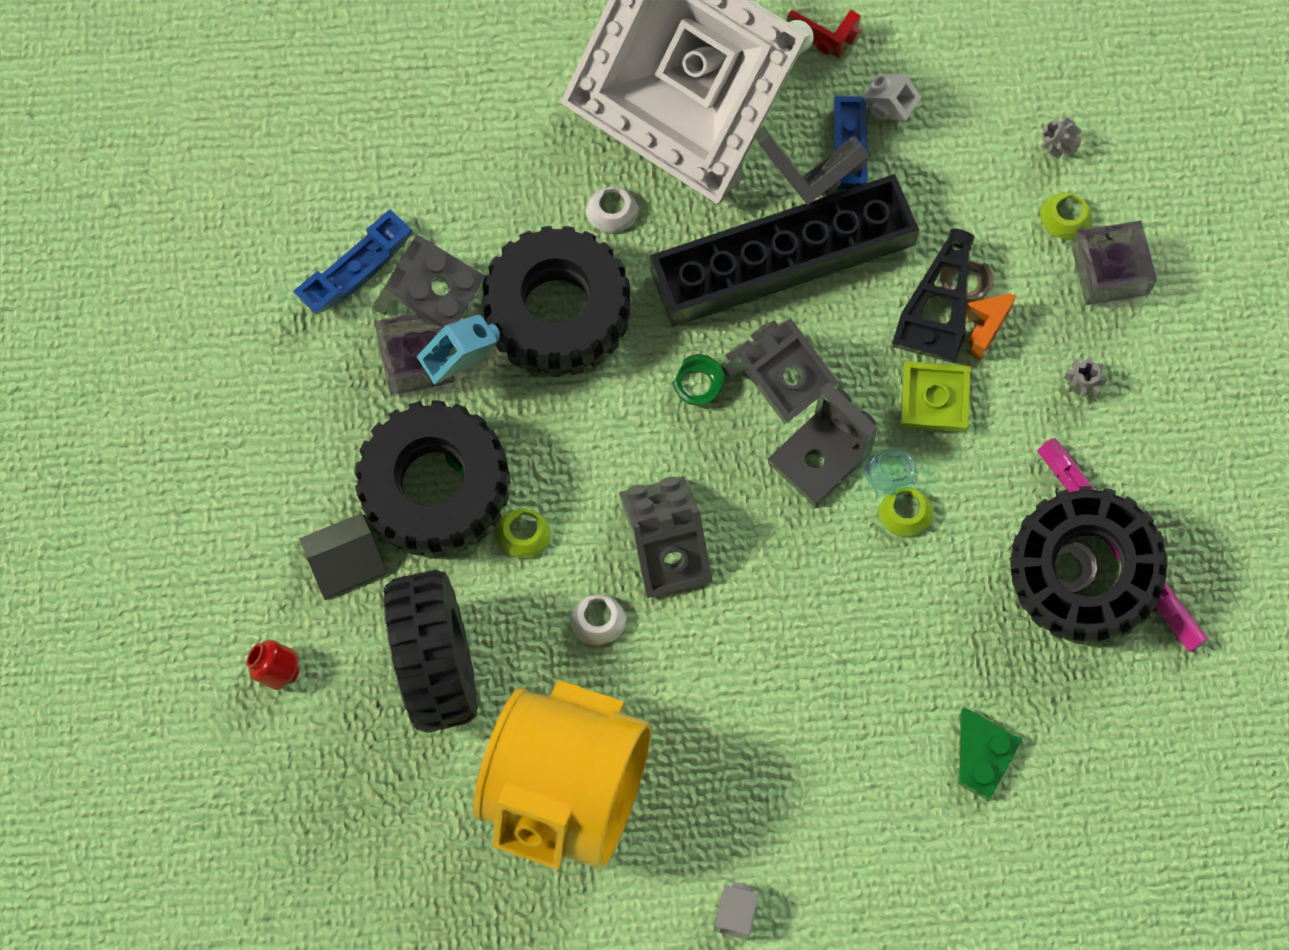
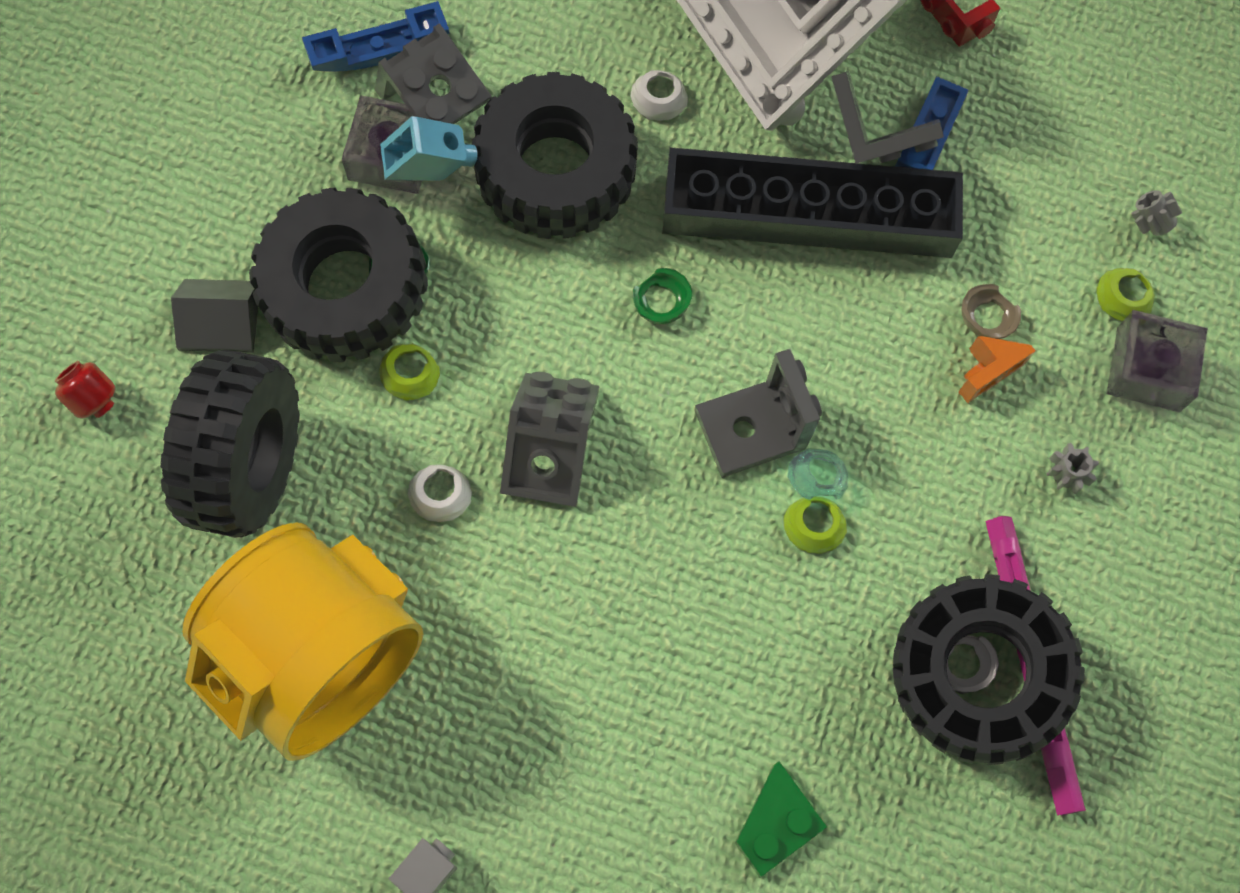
camera: 20 degrees right, 0 degrees up
(766, 359) = (750, 294): dark grey bracket -> none
(891, 97) = (995, 99): white brick -> none
(932, 337) = (927, 356): black plate -> none
(935, 396) = (902, 418): lime plate -> none

